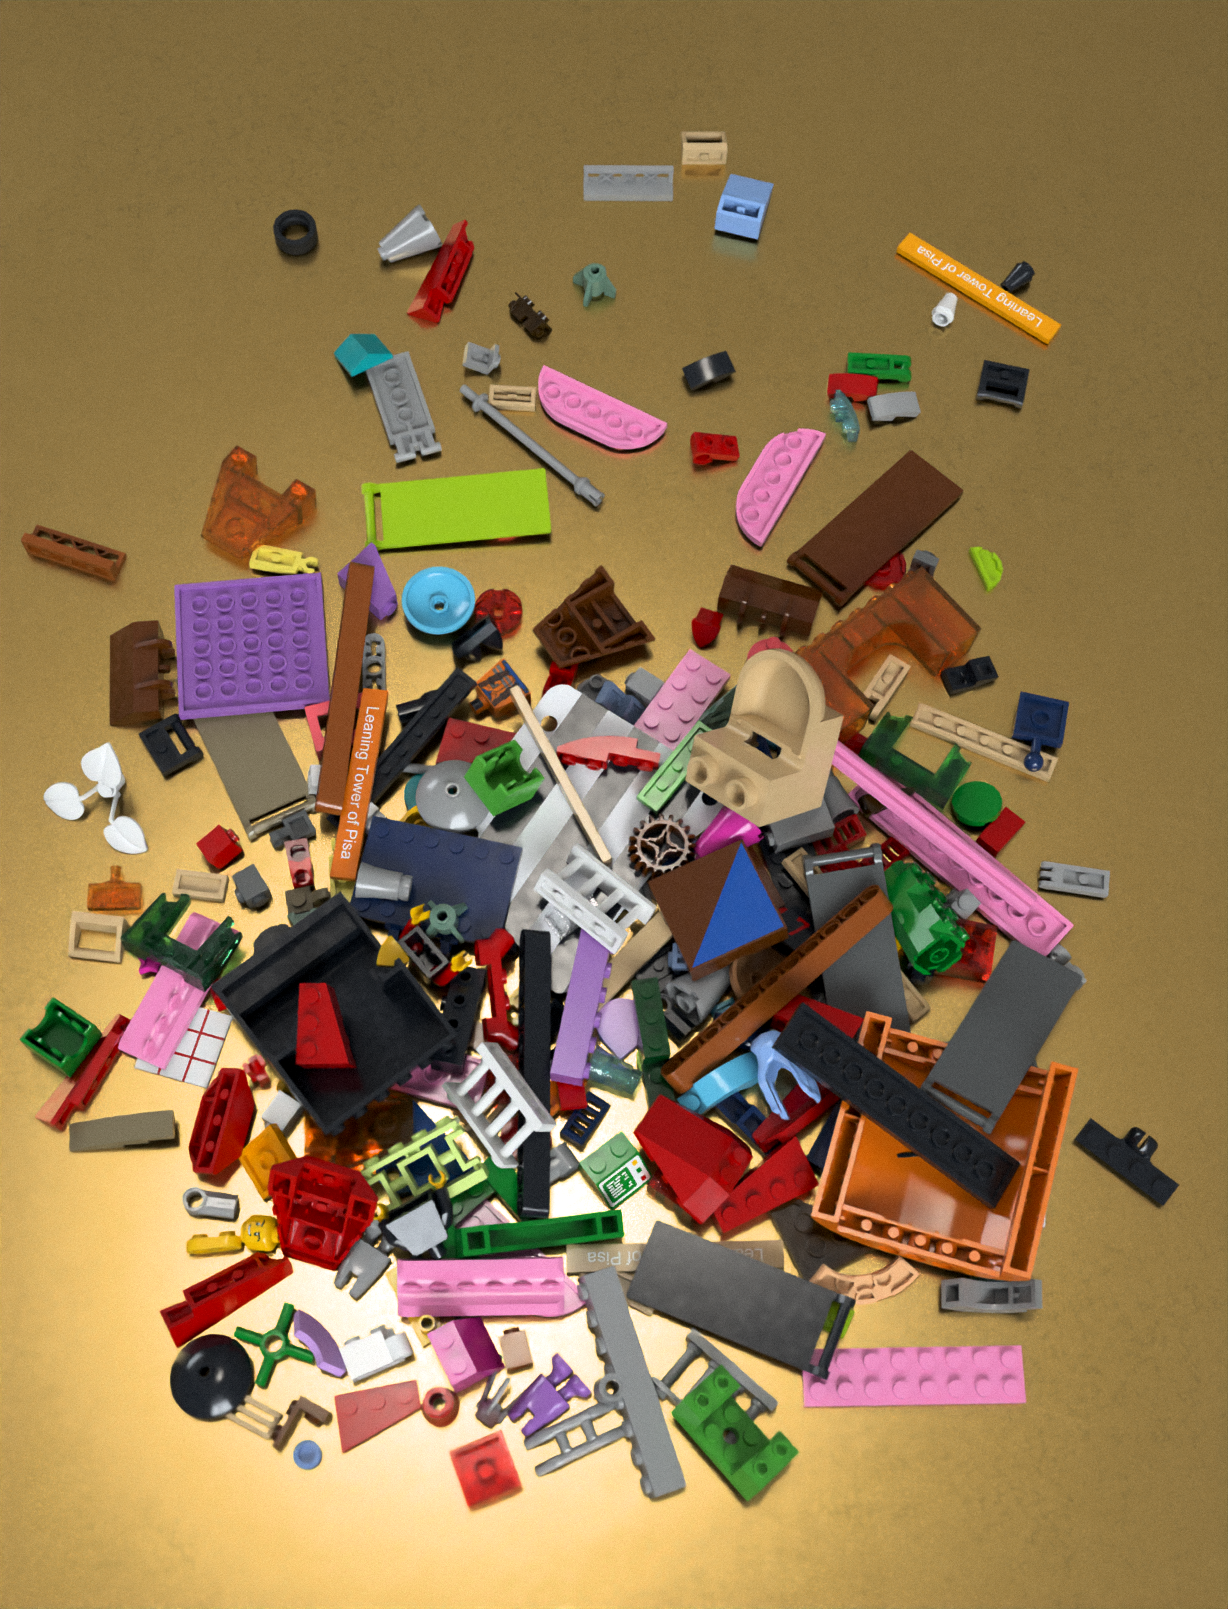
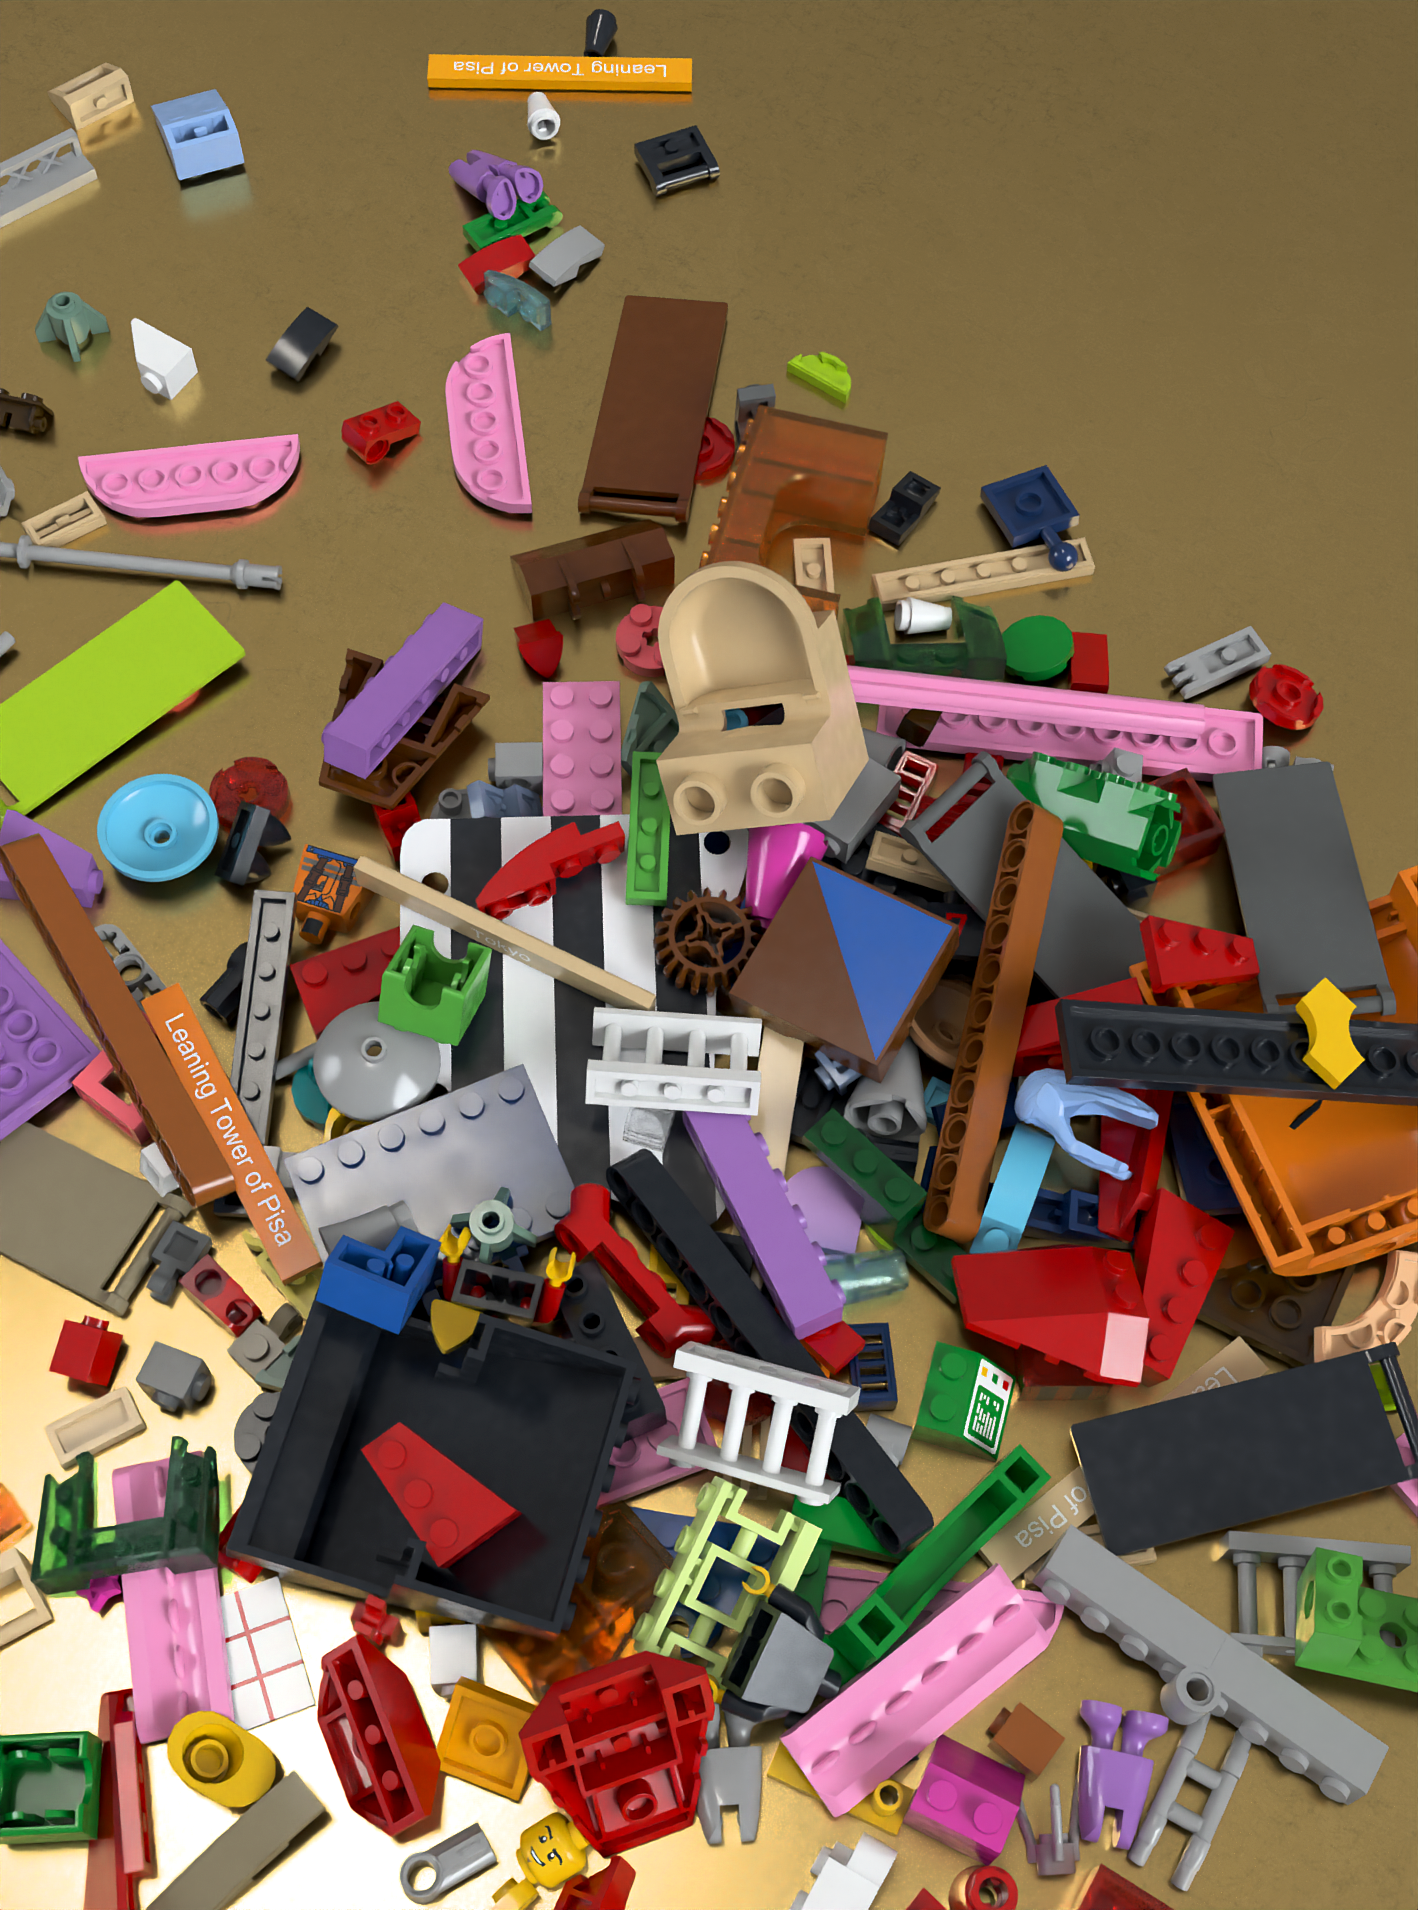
camera: 35 degrees left, 5 degrees down
(145, 1081) = (220, 1759): none -> yellow piece
(367, 911) = (379, 1283): none -> blue brick
(612, 606) = (402, 690): none -> medium lavender brick
(625, 334) = (161, 360): none -> white slope
(885, 333) = (497, 182): none -> medium lavender piece
(905, 1028) = (1195, 955): none -> red wing
(926, 743) = (921, 616): none -> white cone
(947, 1108) = (1330, 1045): none -> yellow tile
(1096, 924) = (1285, 697): none -> red tile

